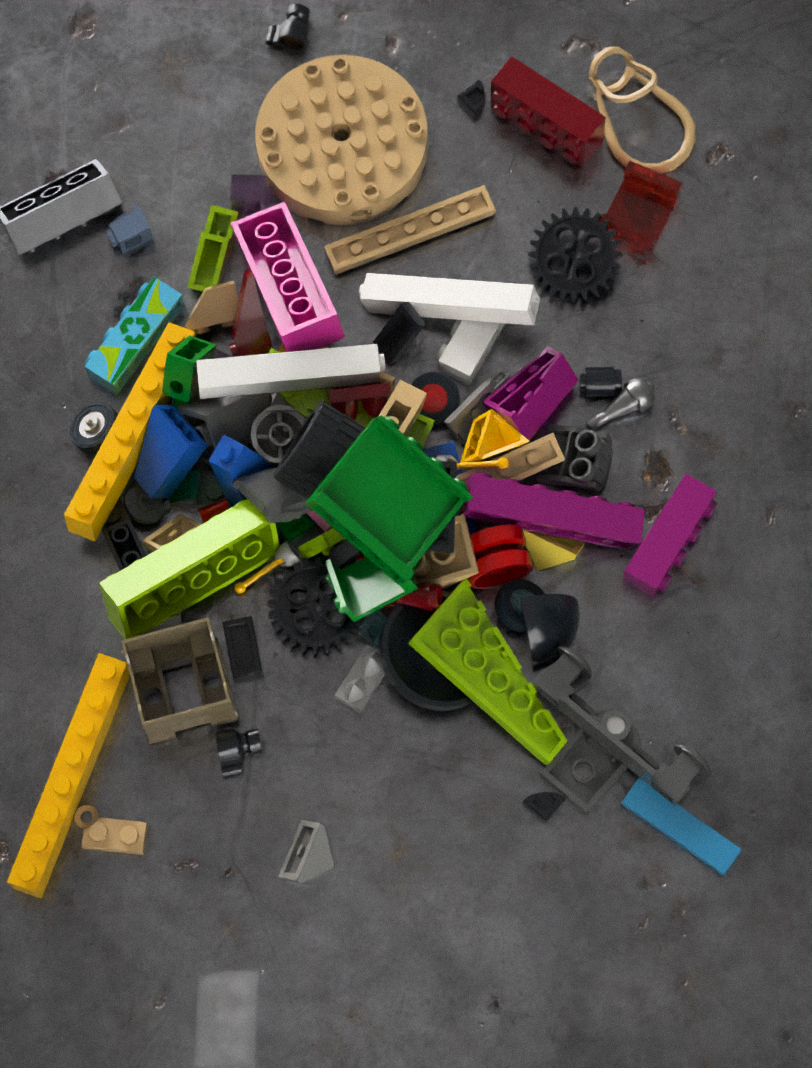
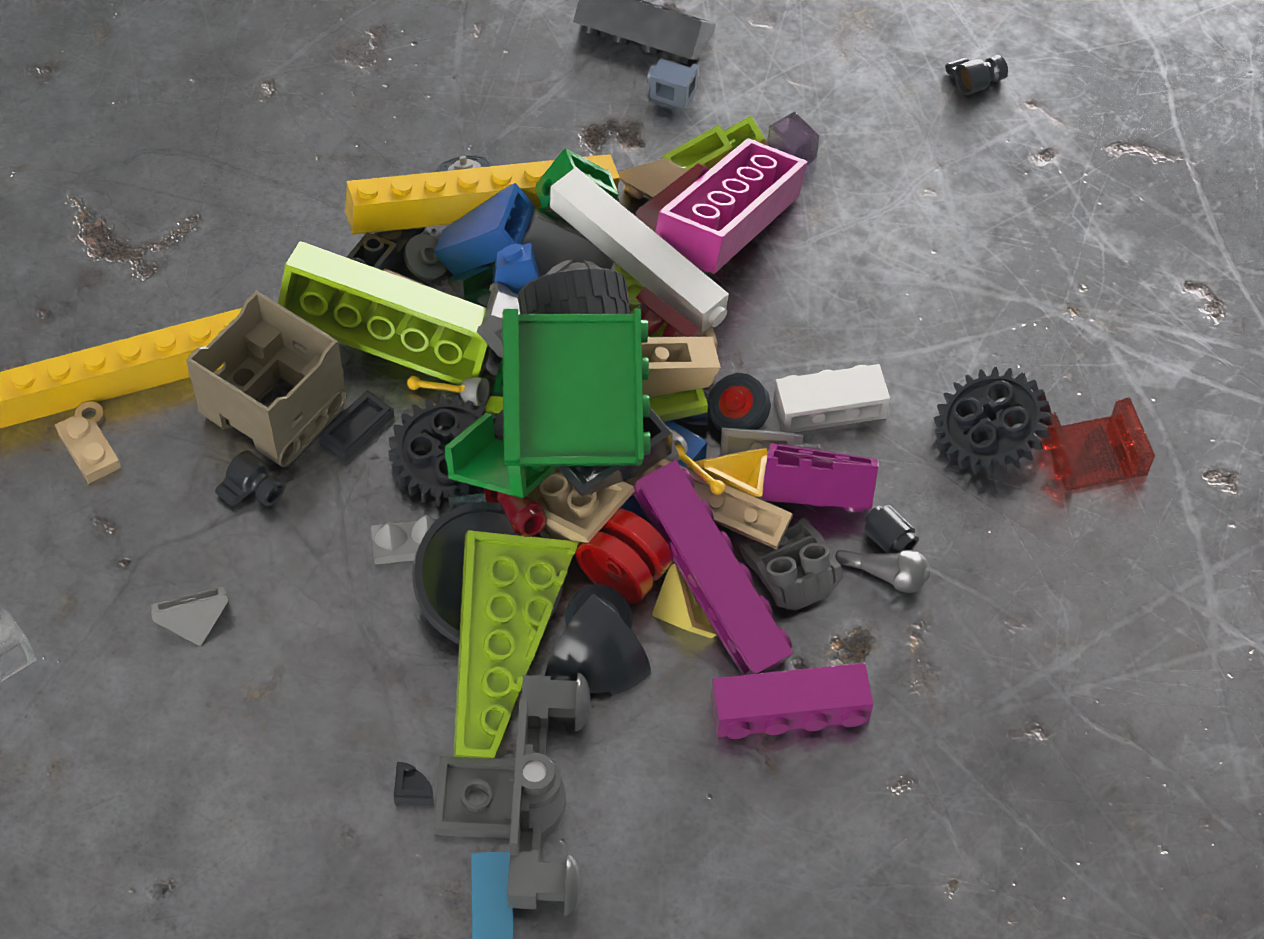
camera: 45 degrees right, 15 degrees down
(134, 335) = (620, 138): medium azure brick -> none
(349, 178) = (913, 173): tan brick -> none
(399, 332) = (772, 332): black tile -> none
(409, 230) = (884, 281): tan plate -> none
(451, 298) = (844, 345): white brick -> none
(473, 98) = (1061, 247): black tile -> none
(547, 112) = (1104, 301): dark red brick -> none
(650, 86) = (1221, 349): tan animal -> none

